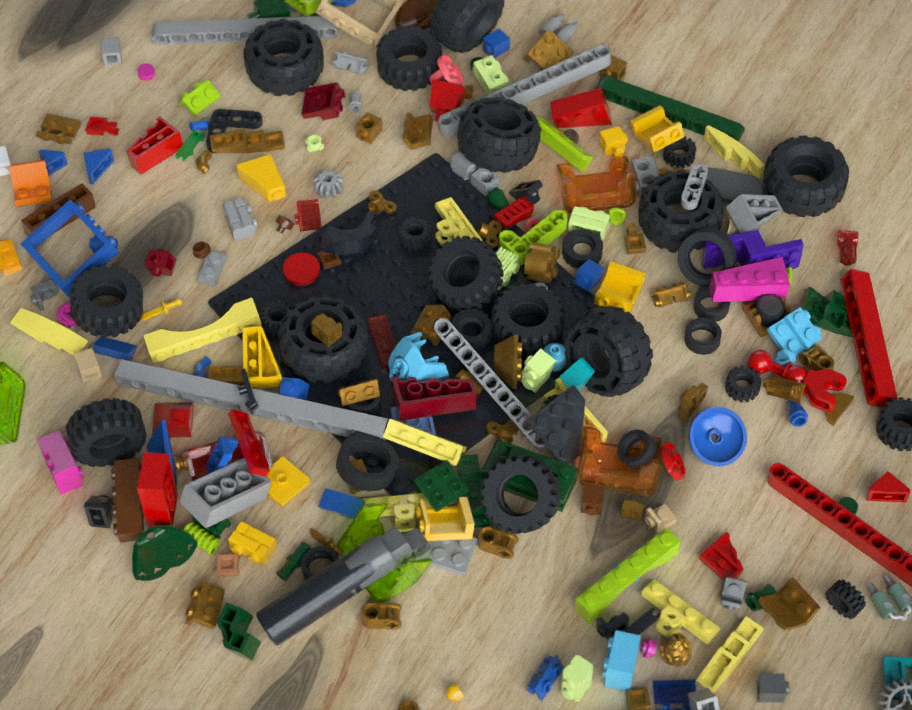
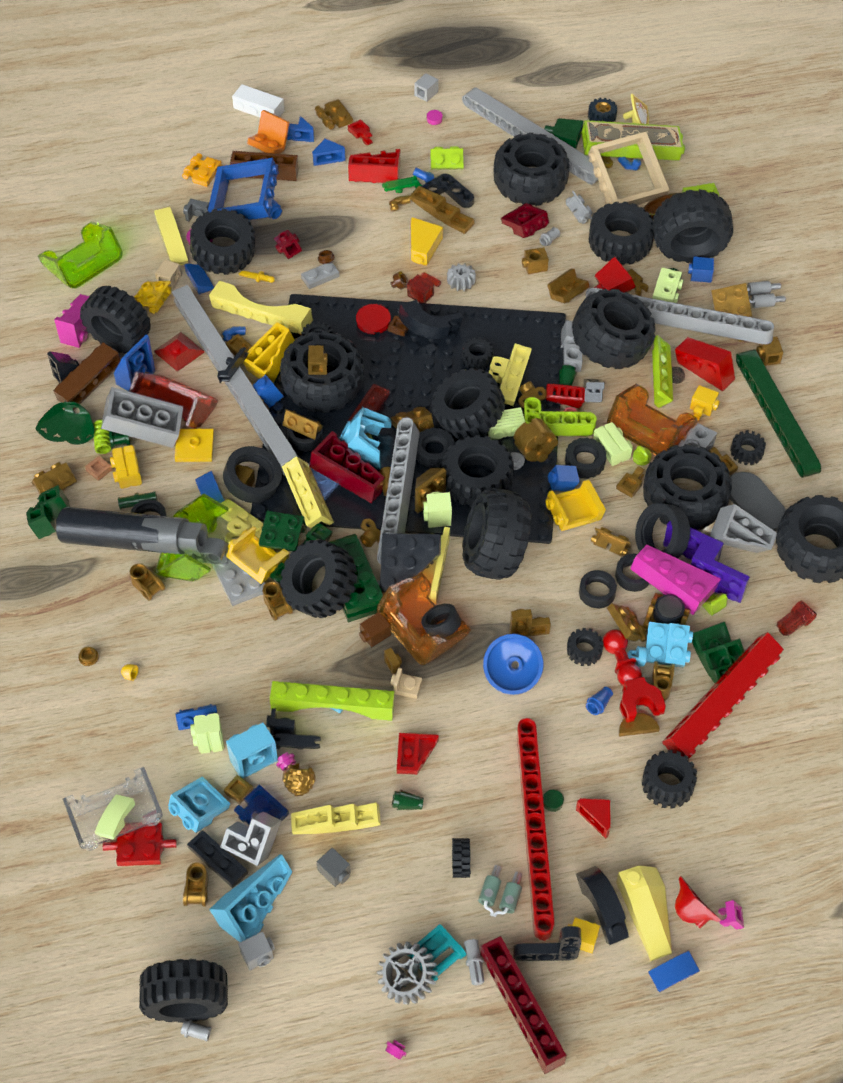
camera: 45 degrees right, 0 degrees up
(91, 389) = (153, 294): none -> yellow hinge
(157, 490) = (95, 375): red brick -> none
(221, 454) = (171, 391): blue bracket -> none
(239, 219) = (374, 255): light grey brick -> none
(248, 442) = (198, 388): red plate -> none
(314, 143) = (486, 244): yellowish green plate -> none
(327, 542) = (171, 507): pearl gold piece -> none
(379, 204) = (479, 316): pearl gold piece -> none
(447, 71) = (635, 260): coral tile -> none
(557, 352) = (461, 510): medium azure head -> none
(578, 374) = (457, 535): teal slope -> none
(656, 129) = (746, 416): yellow panel -> none
(673, 461) = (458, 652): red tile -> none
(678, 613) = (335, 758): light yellow plate -> none
(696, 193) = (703, 478): light grey beam -> none
(731, 149) = (790, 476): light yellow slope -> none
(733, 592) = (389, 779): bracket -> none
(749, 340) = (627, 622): none -> pearl gold plate
(784, 388) = (608, 674): pearl gold hinge -> none
(790, 606) = (413, 825): pearl gold bracket -> none

